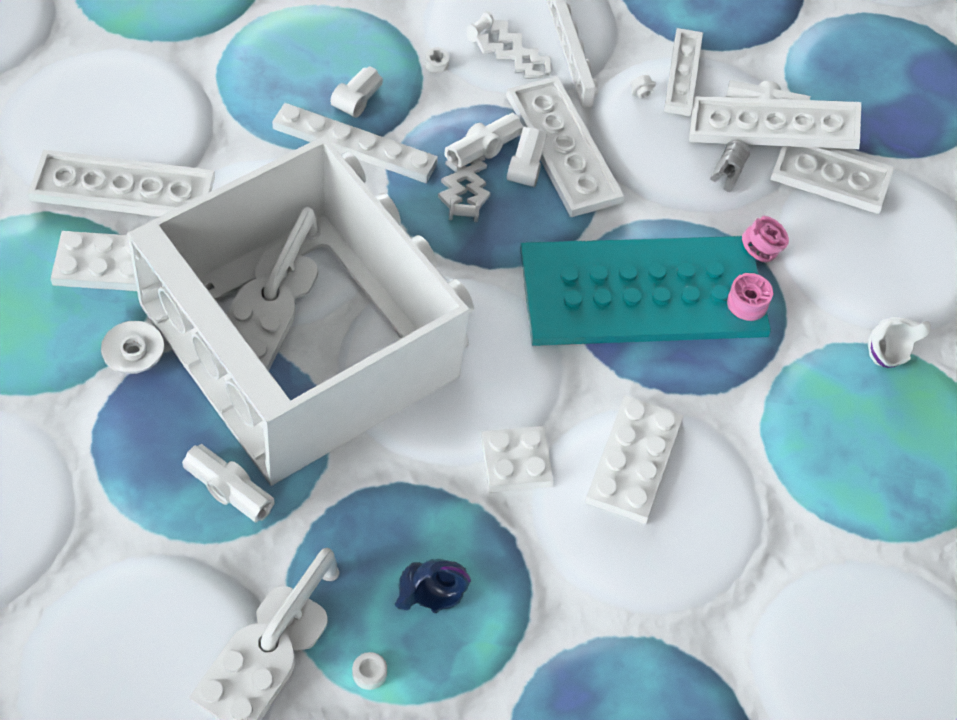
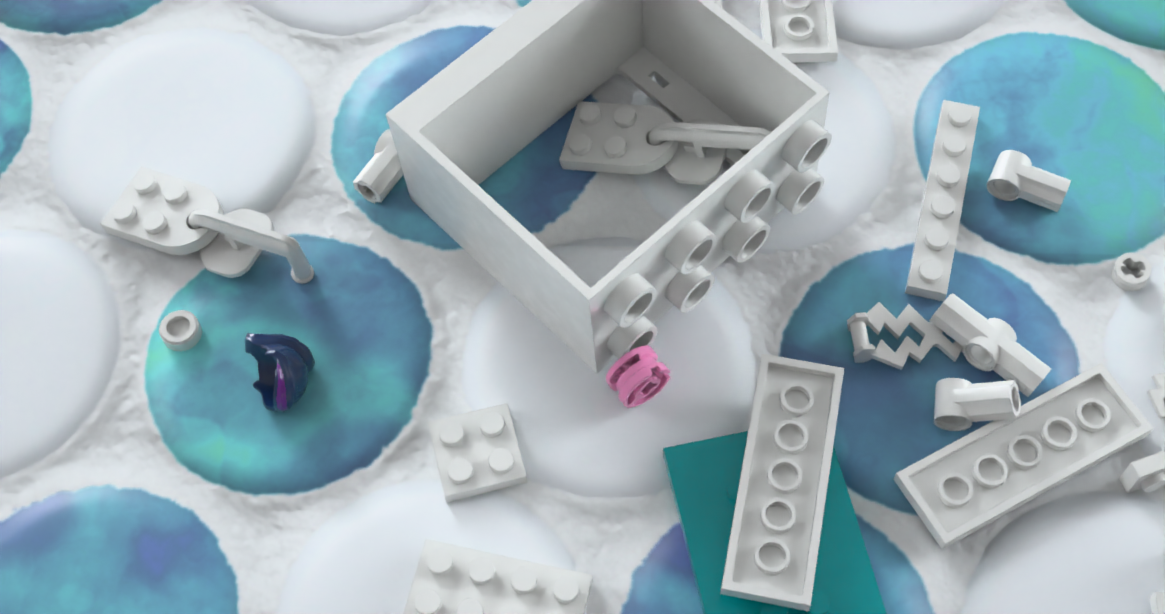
camera: 90 degrees right, 5 degrees up
(481, 342) = (637, 376): none -> bright pink wheel
(573, 265) = (783, 483): none -> white plate

